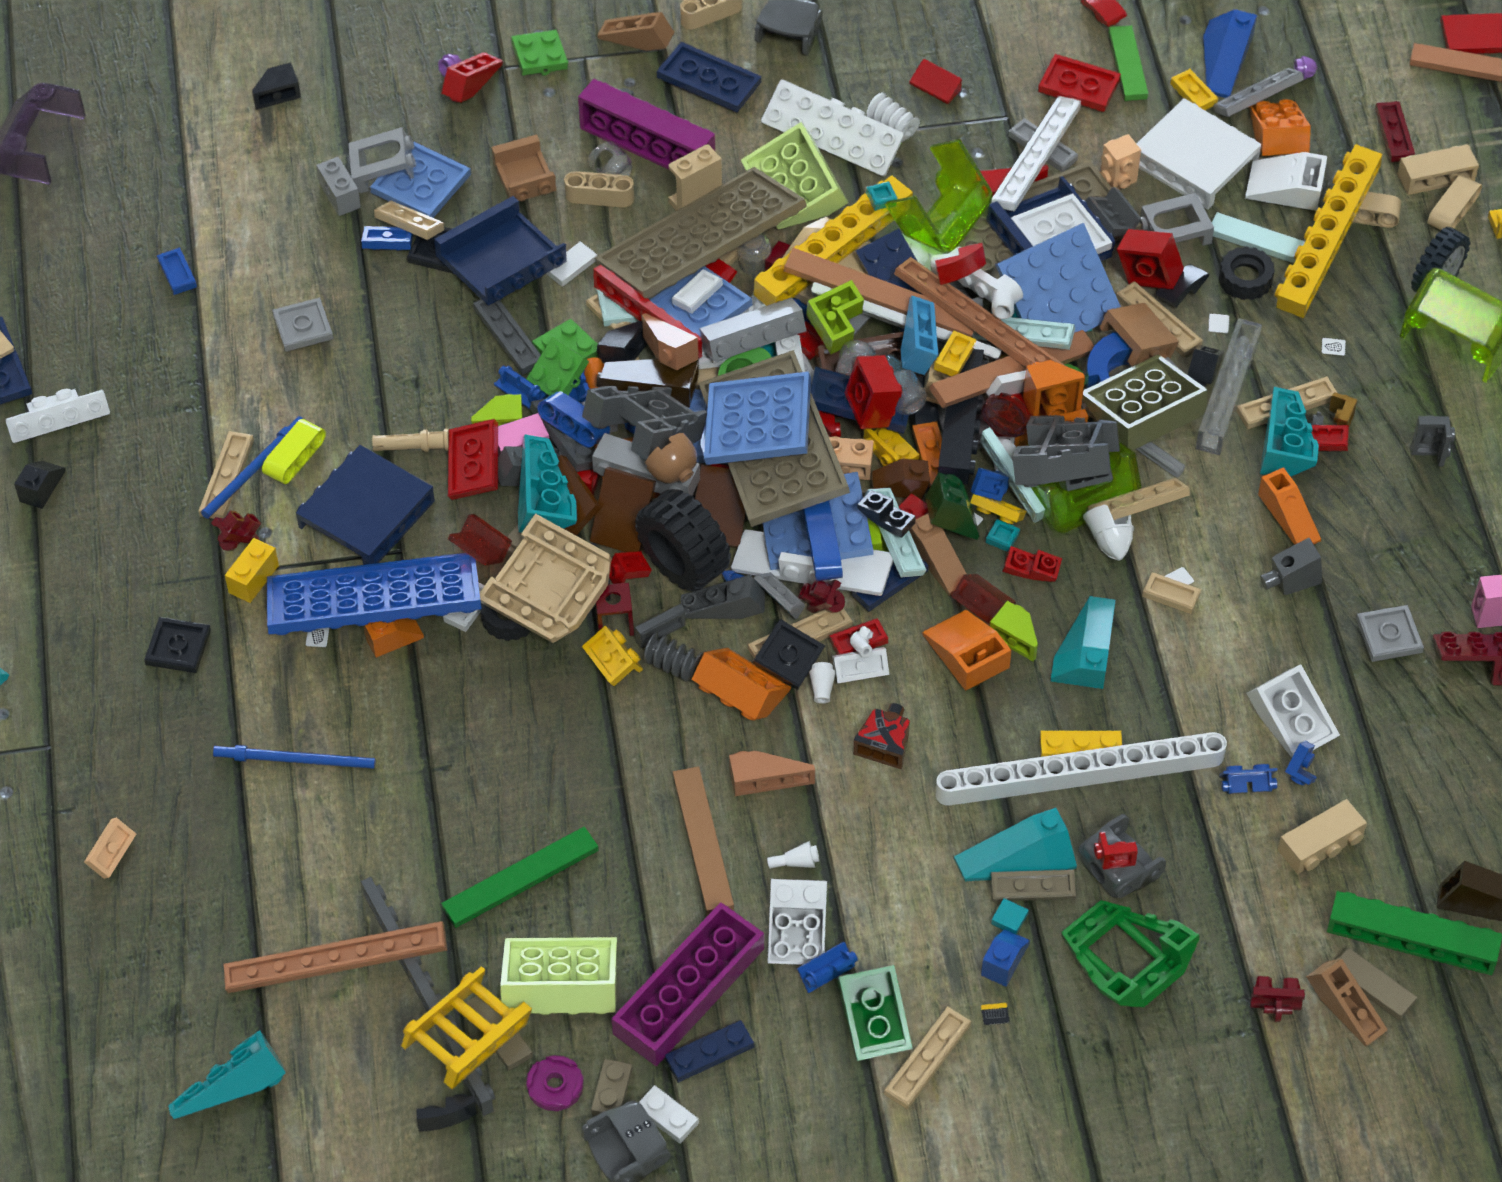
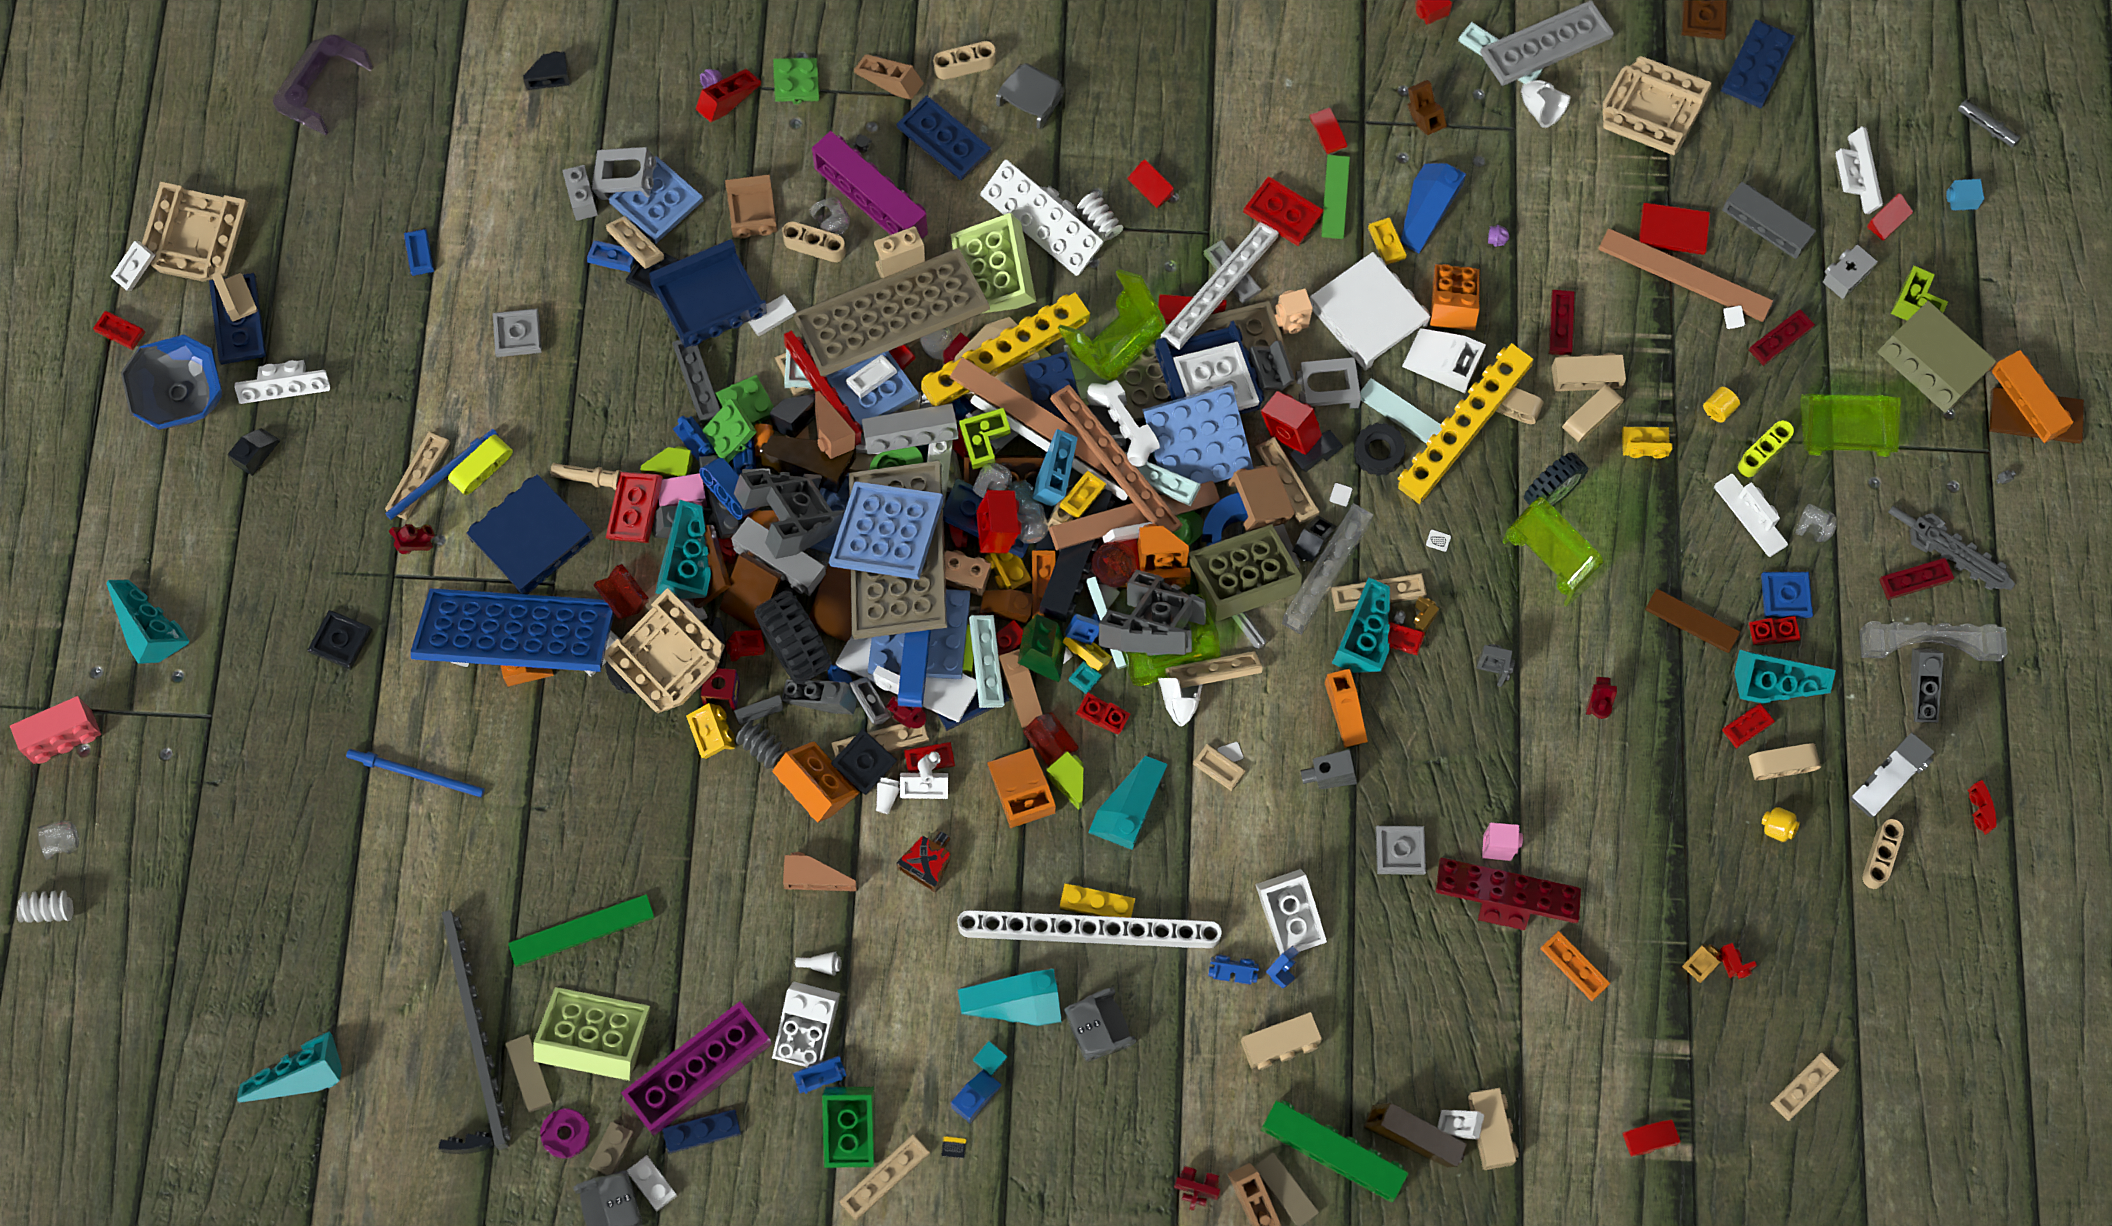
camera: 10 degrees right, 15 degrees up
(110, 848) = (240, 831): light nougat plate -> none
(251, 570) = (417, 580): yellow brick -> none
(335, 957) = (405, 979): nougat tile -> none
(475, 1051) = (498, 1098): yellow fence -> none
(674, 461) = (797, 566): medium nougat cylinder -> none
(702, 839) = (745, 928): medium nougat tile -> none
(880, 194) = (1059, 313): teal tile -> none
(881, 511) = (979, 645): black slope -> none
(956, 267) = (1117, 404): red slope -> none
(1033, 885) = (1017, 1033): dark tan tile -> none
(1115, 855) = (1092, 1031): red bracket -> none
(1169, 964) = (1117, 1129): green windscreen -> none
(1258, 92) = (1446, 254): light grey tile -> none

